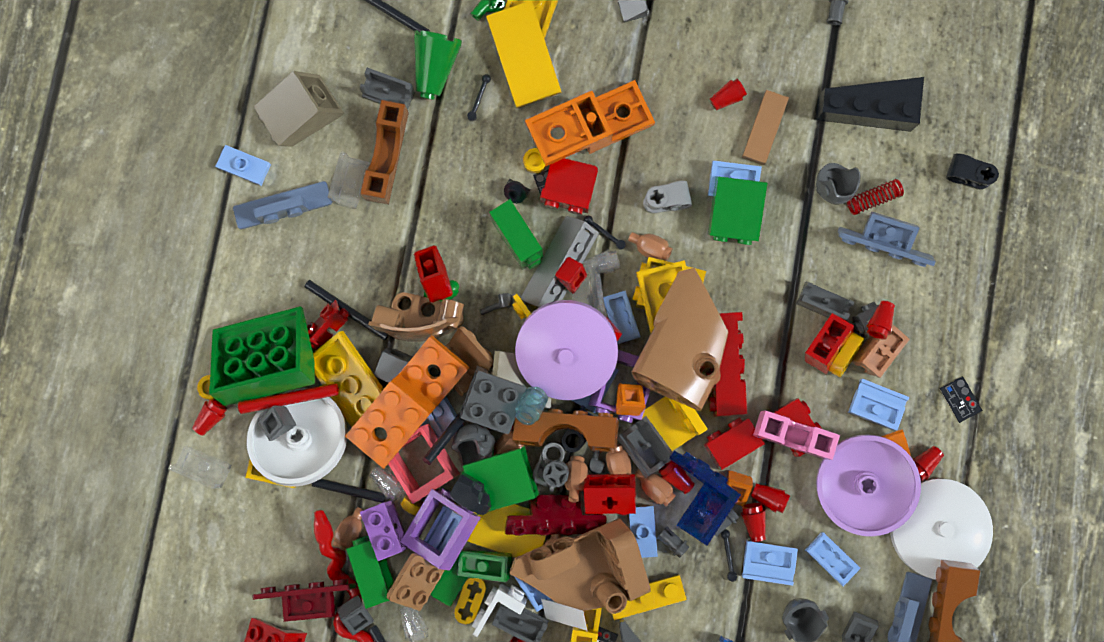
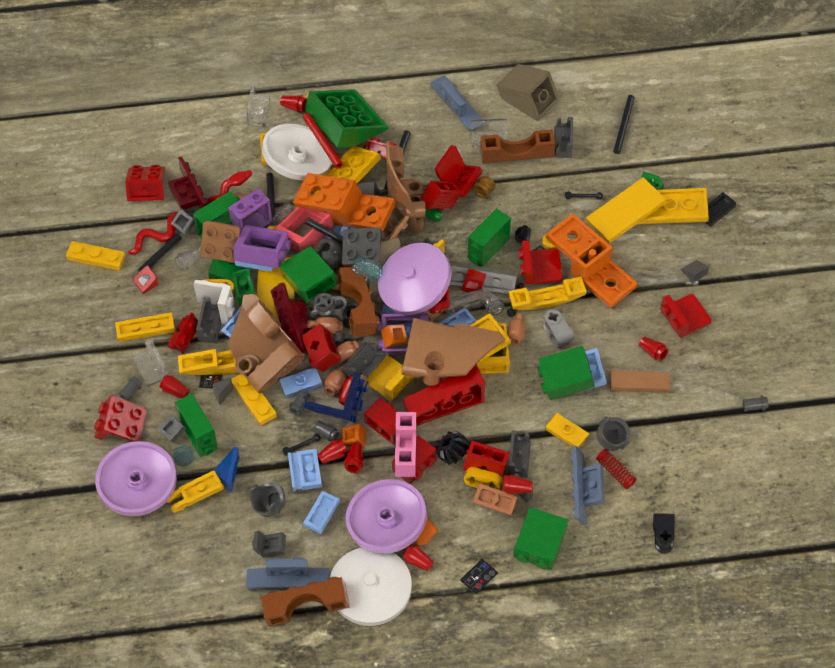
camera: 70 degrees right, 25 degrees down
(243, 165) = (476, 74): light blue plate -> none
(277, 422) = (304, 136): dark grey slope -> none
(401, 240) = (453, 169): none -> red bracket
(430, 214) = (484, 187): none -> pearl gold wheel
(433, 61) = (595, 156): green cone -> none
(471, 494) = (292, 250): black rock -> none
(564, 614) = (224, 342): white sticker -> none
(615, 191) = (547, 297): none -> yellow slope
(694, 41) = (685, 314): none -> red bracket
(798, 377) = (452, 447): none -> black gear
(806, 235) = (567, 431): none -> yellow plate
(877, 104) = (690, 449): black wedge -> none
(878, 405) = (452, 513): light blue plate -> none
(942, 314) = (540, 538): none -> green brick

